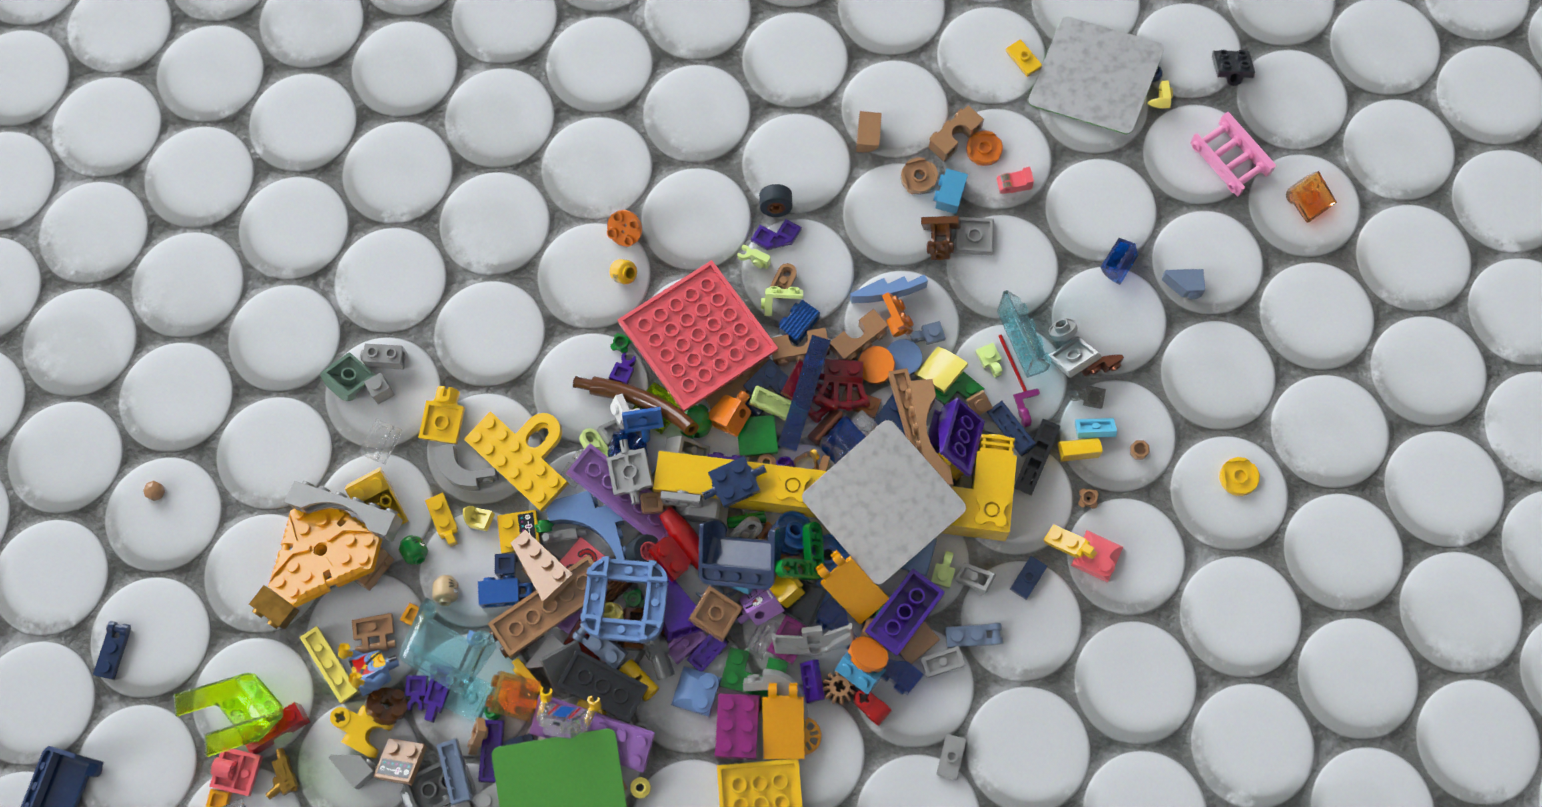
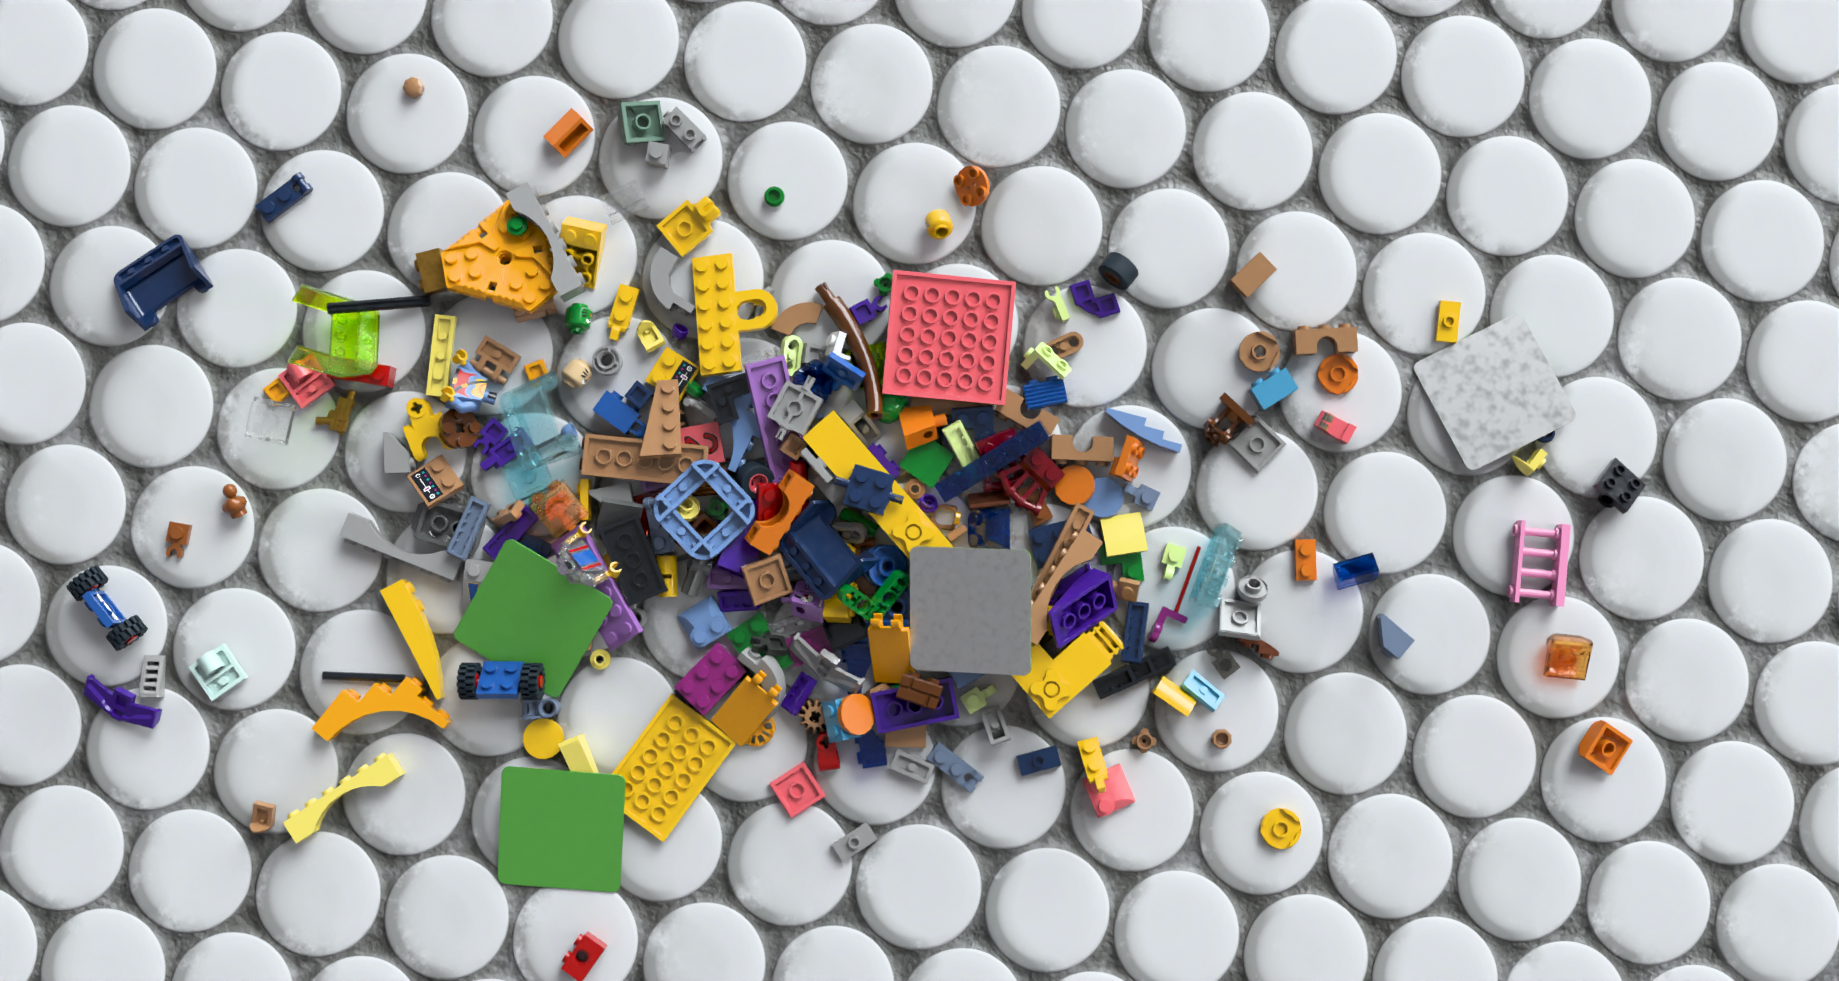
camera: 40 degrees right, 15 degrees up
(249, 665) = (378, 304): none -> black axle
(298, 427) = (568, 133): none -> orange brick
(312, 519) = (517, 226): none -> green plate
(457, 553) = (617, 360): none -> light grey wheel
(489, 349) = (774, 196): none -> green plate
(497, 497) = (679, 331): none -> dark purple hinge
(568, 508) = (722, 396): none -> black plate
(575, 417) = (797, 315): none -> medium nougat tile
(681, 531) = (767, 534): none -> orange arch
(761, 660) = (771, 644): none -> pearl dark grey plate
(874, 755) = (797, 789): none -> coral tile
(899, 595) = (919, 691): none -> reddish brown brick
(1079, 283) = (1305, 559): none -> orange plate
(1392, 232) = (1604, 746): none -> orange slope

